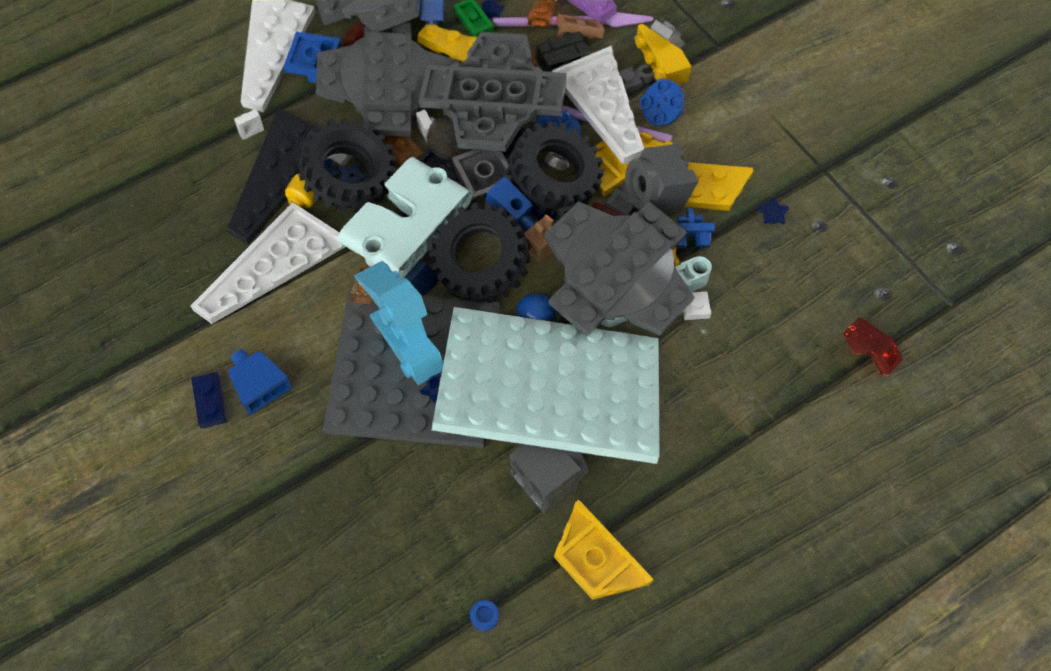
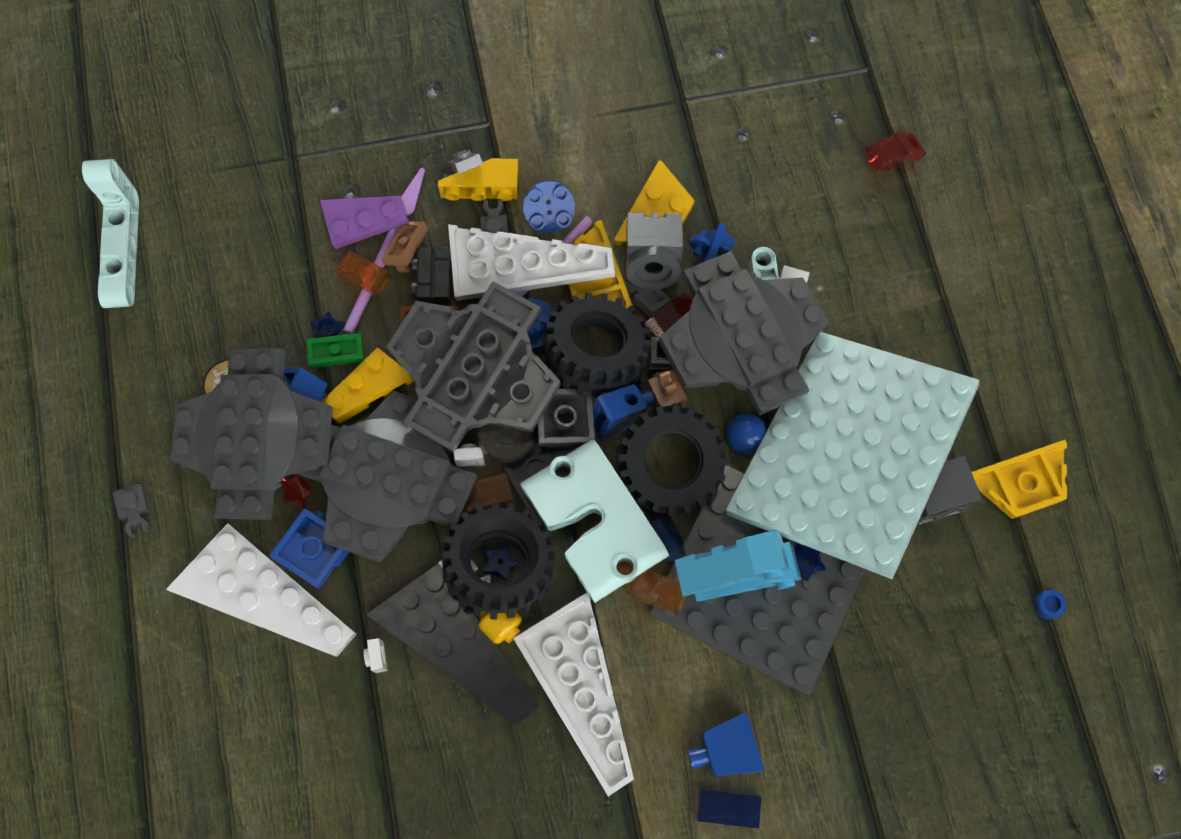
camera: 70 degrees left, 10 degrees up
(557, 161) = (598, 336): clear smoke tile -> none
(769, 216) = (713, 172): clear blue plate -> none

